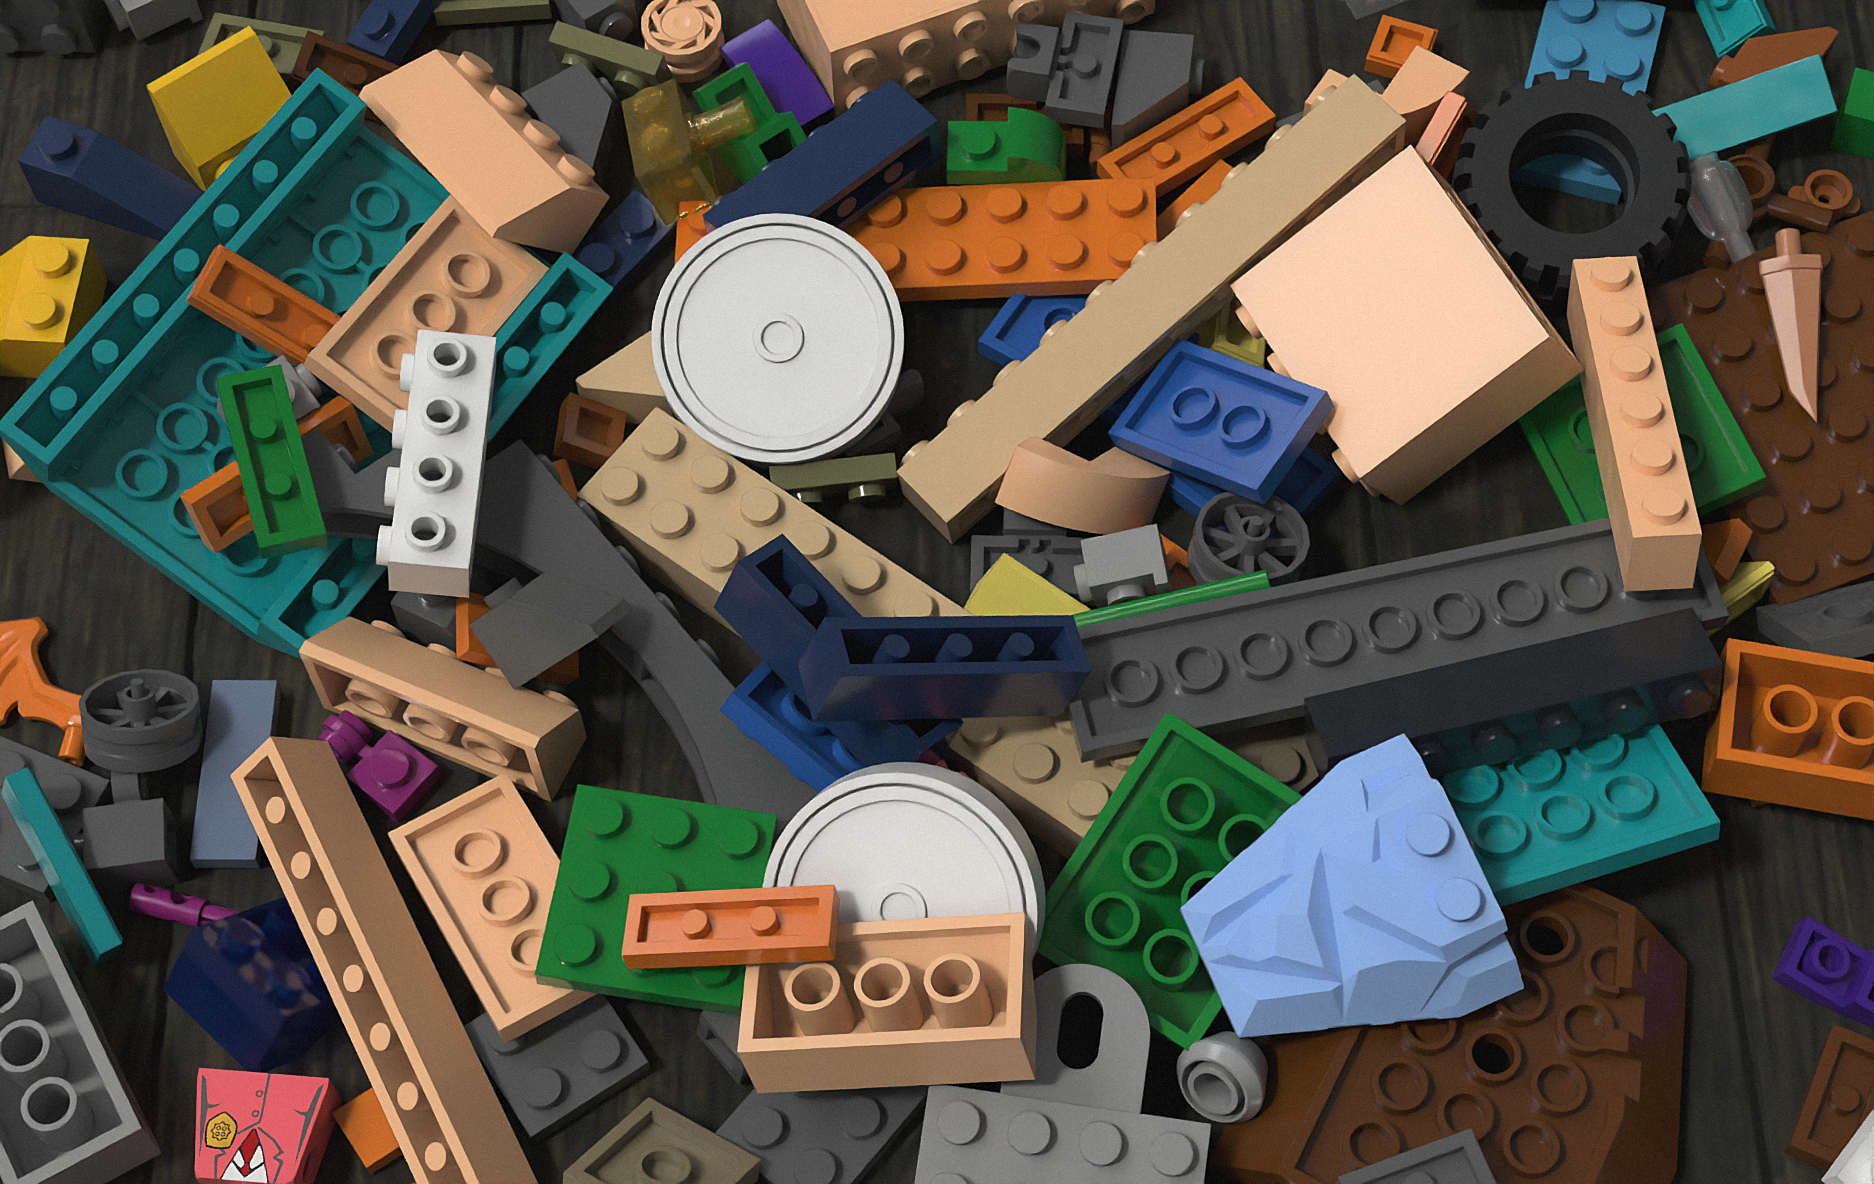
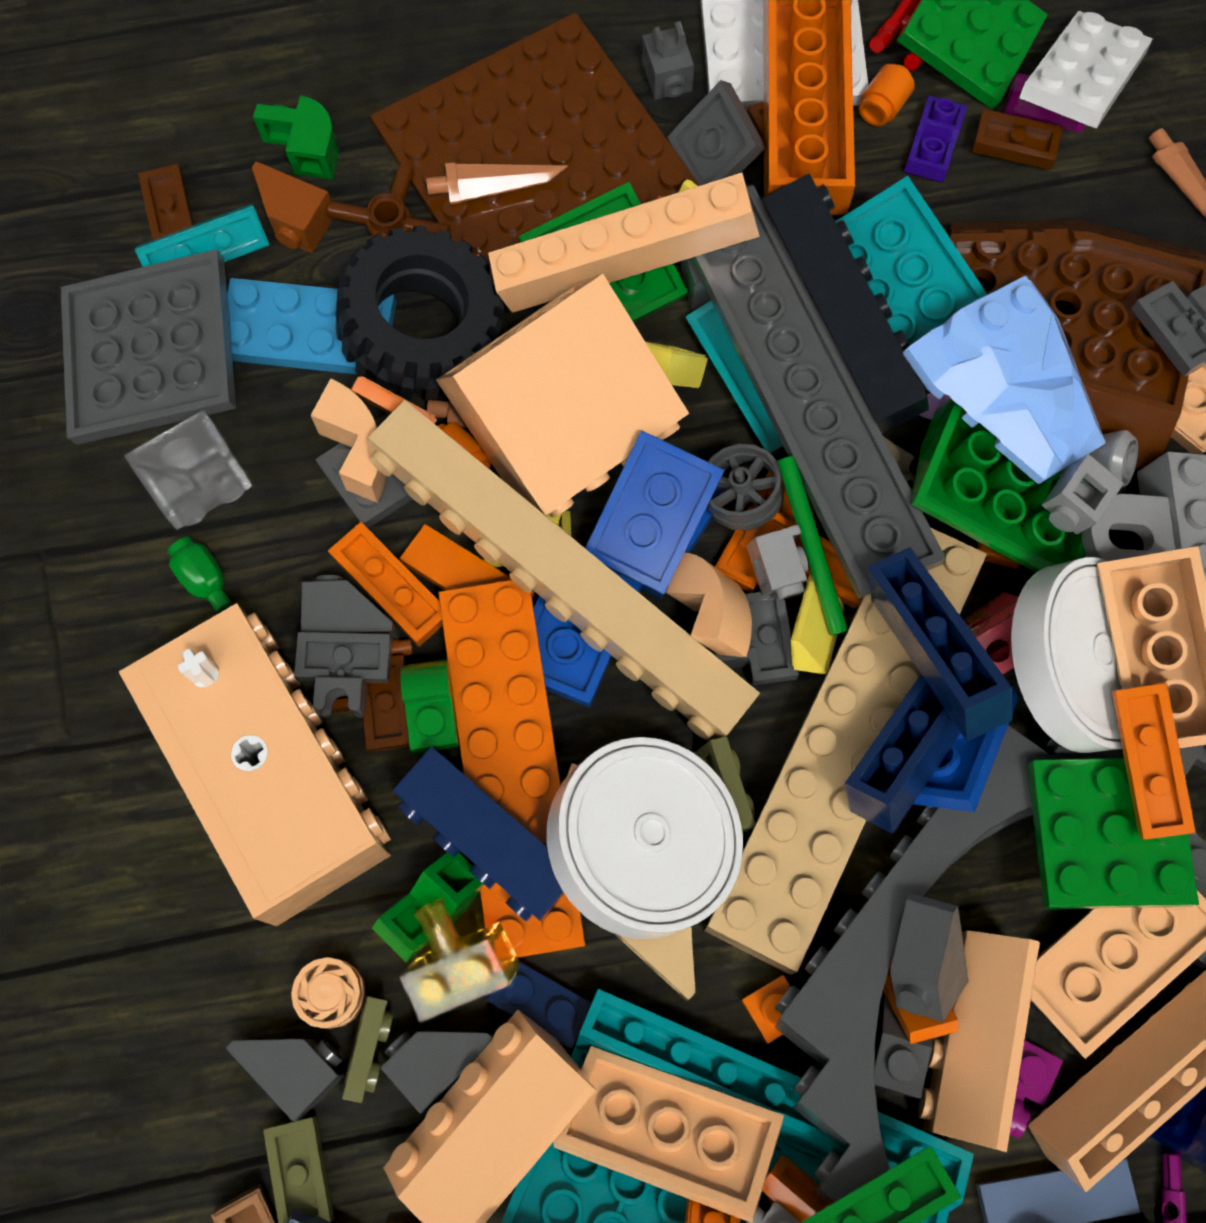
camera: 100 degrees left, 10 degrees up
(440, 464) = (837, 1068): white brick -> none
(588, 431) = (719, 984): dark orange plate -> none
(780, 72) = (356, 909): dark purple slope -> none
(1143, 921) = (1077, 504): none -> light grey brick
(1394, 44) = (281, 449): orange tile -> none
(1460, 492) = (679, 365): none -> light yellow slope
(1721, 204) = (416, 214): clear plant -> none
(1753, 108) = (329, 210): teal tile -> none
(1833, 189) = (374, 169): dark orange plate -> none

